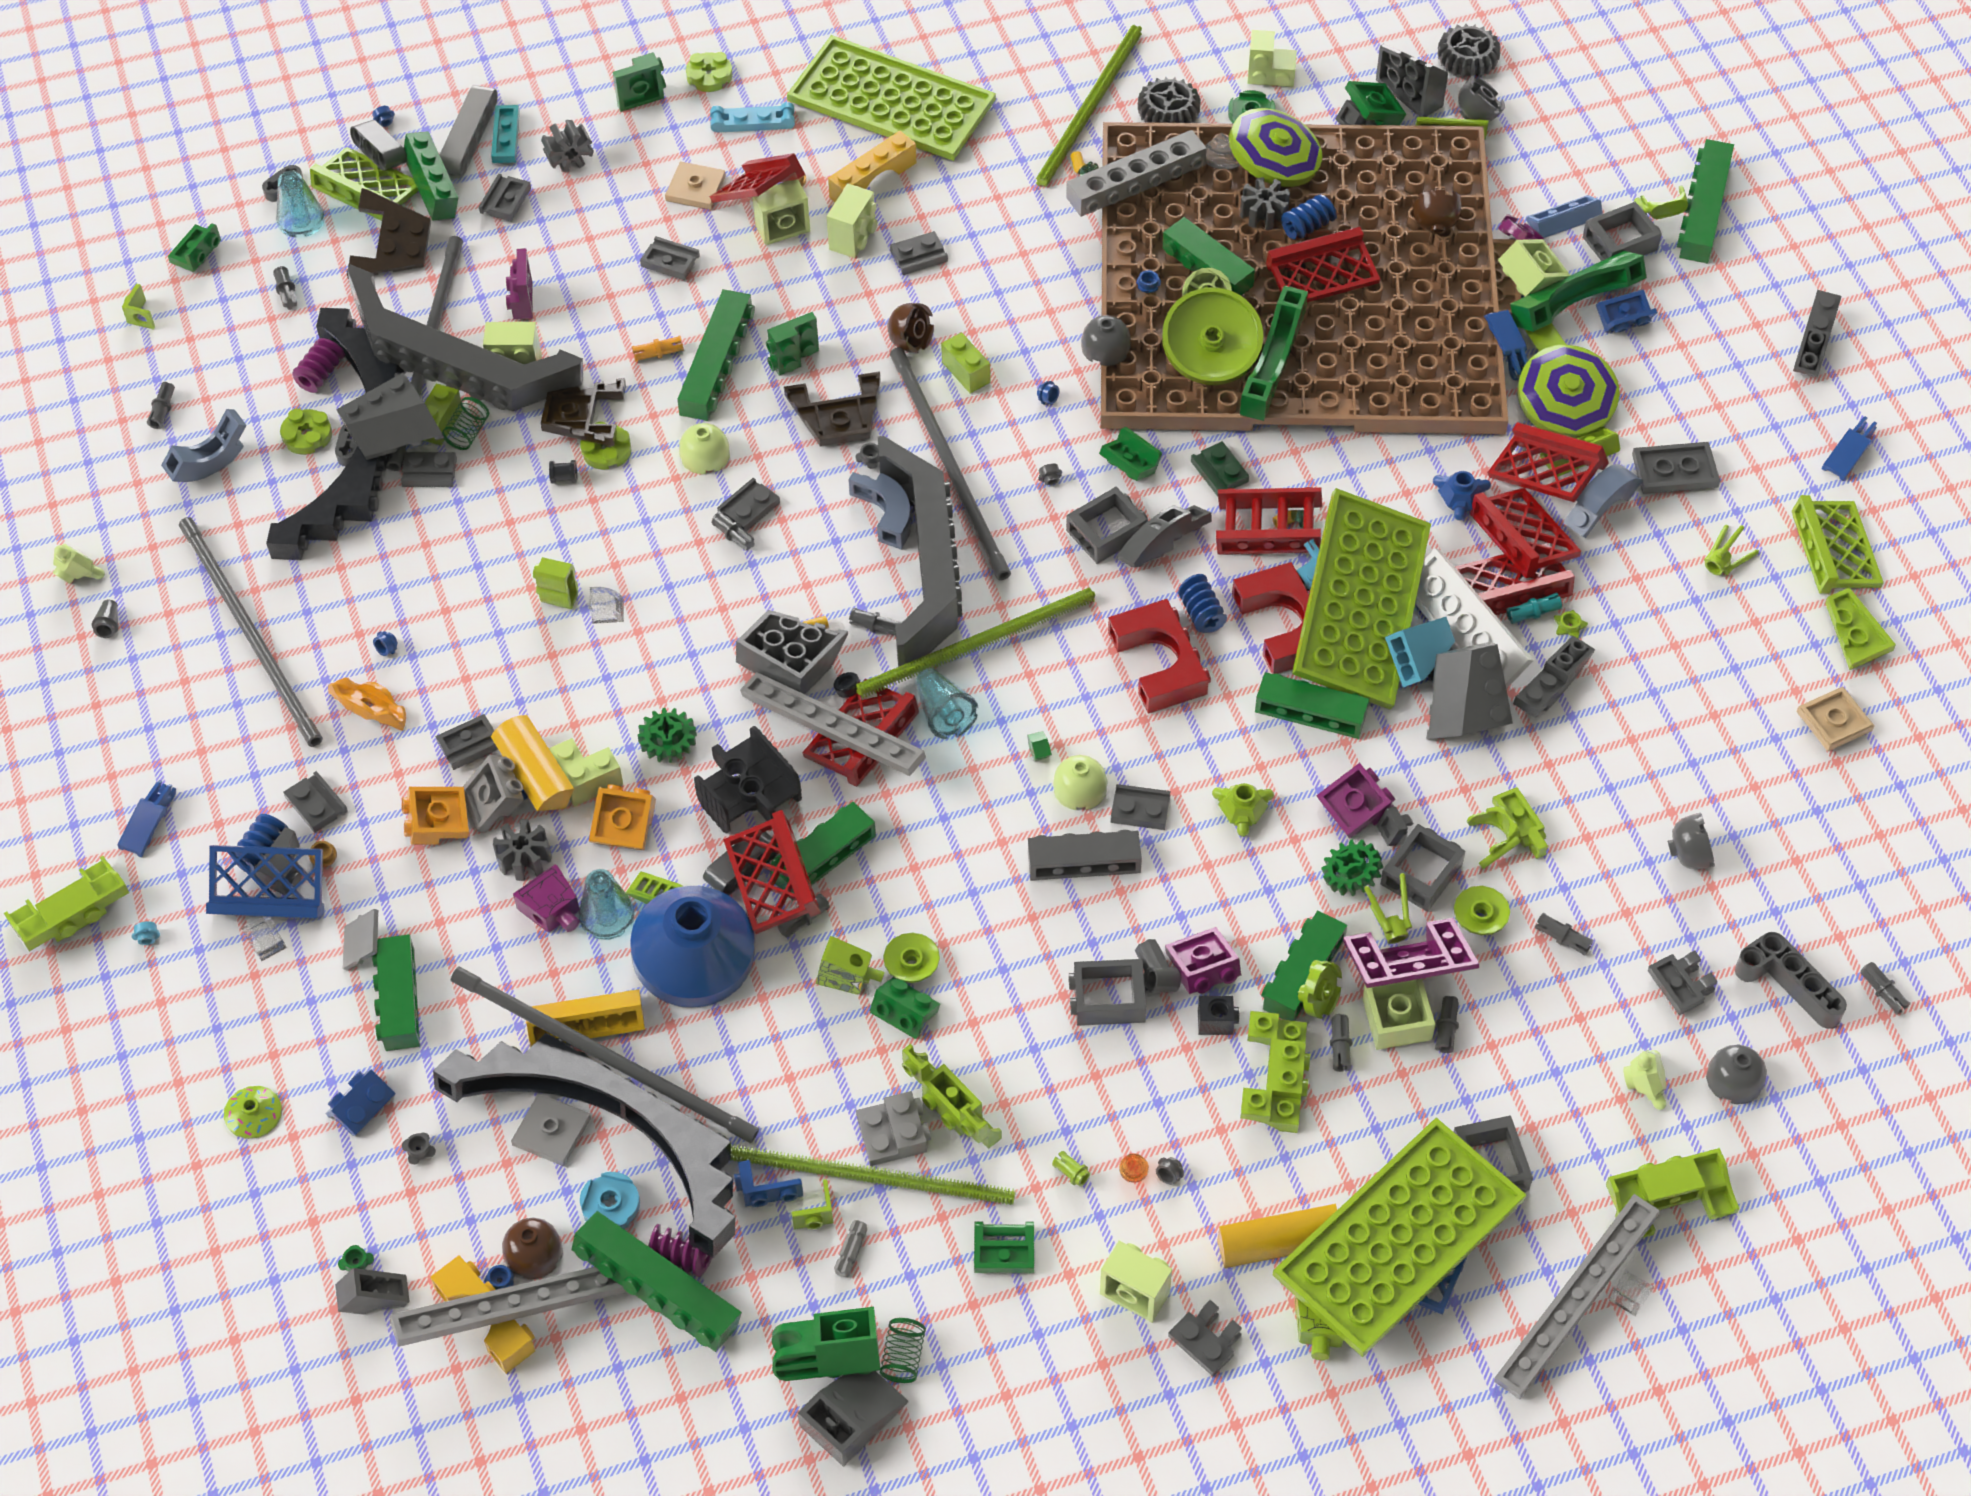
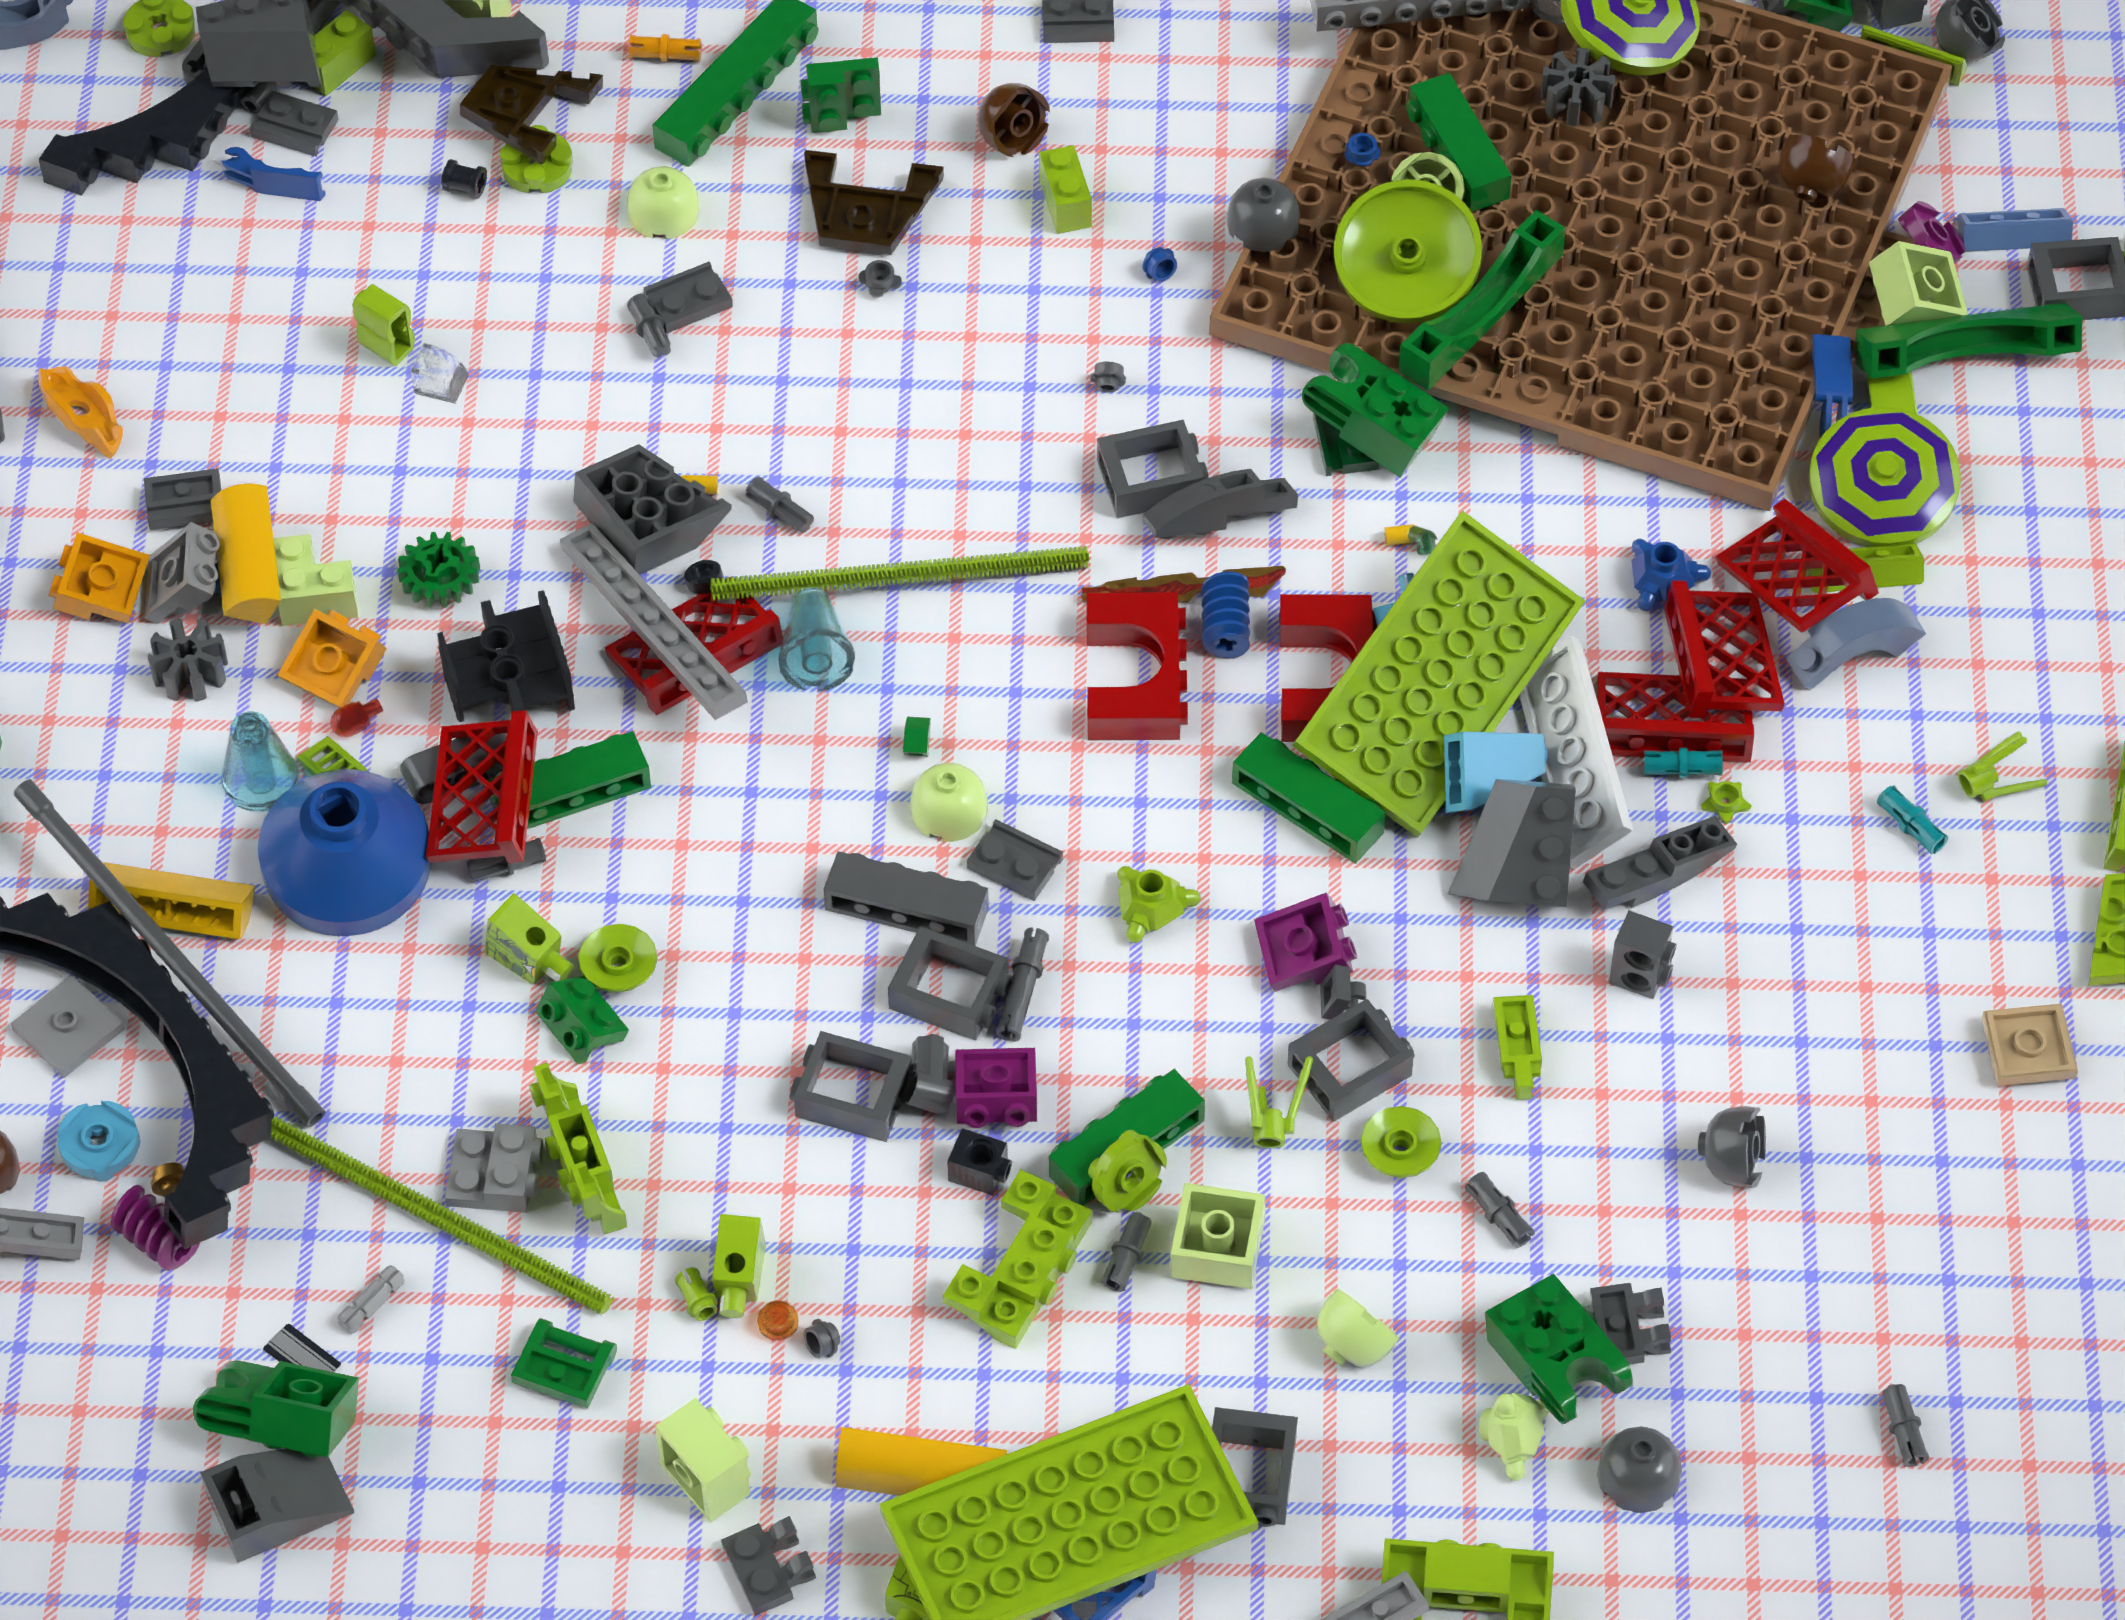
camera: 20 degrees right, 0 degrees up
(385, 643) = (136, 337): blue plate -> none
(431, 510) = (272, 180): none -> blue arm
(460, 431) = (336, 93): green piece -> none
(549, 901) = (192, 736): magenta torso -> none
(654, 852) = (354, 717): none -> clear red cylinder
(656, 1281) = (105, 1255): green brick -> none
(674, 1213) = (166, 1178): none -> pearl gold plate
(763, 1194) = (291, 1194): blue bracket -> none
(814, 1217) = (347, 1245): lime bracket -> none
(814, 1301) = (296, 1348): none -> sticker
(892, 499) = (872, 376): sand blue arch -> none
(909, 1335) = (358, 1463): green piece -> none
(940, 577) = (894, 441): dark grey slope -> none
(996, 559) = (981, 322): dark grey piece -> none
(1091, 1129) = (738, 1262): none -> lime torso
(1132, 455) = (1230, 384): green bracket -> none
(1140, 923) = (967, 1022): none -> dark grey window
(1161, 592) = (1188, 585): none -> sword
(1185, 877) = (1026, 970): none -> dark grey pin
(1236, 442) = (1374, 408): none -> green brick
(1269, 540) = (1357, 557): red fence -> none
(1308, 217) = (1629, 121): blue piece -> none
(1318, 249) = (1621, 173): red fence -> none
(1352, 867) = (1252, 1028): green gear -> none
(1440, 954) = (1211, 1166): magenta slope -> none
(1447, 1024) = (1280, 1275): dark grey axle -> none
(1497, 817) = (1485, 1025): lime helmet -> none
(1515, 1045) = (1353, 1332): none -> yellowish green cylinder
(1576, 738) = (1642, 955): none -> dark grey brick
(1624, 311) = (2027, 389): blue bracket -> none
(1649, 1011) = (1554, 1346): none -> green brick
(1676, 467) = (1985, 630): dark grey plate -> none
(1691, 600) = (1912, 819): none -> teal pin
(1823, 1005) = (1782, 1375): dark grey beam -> none

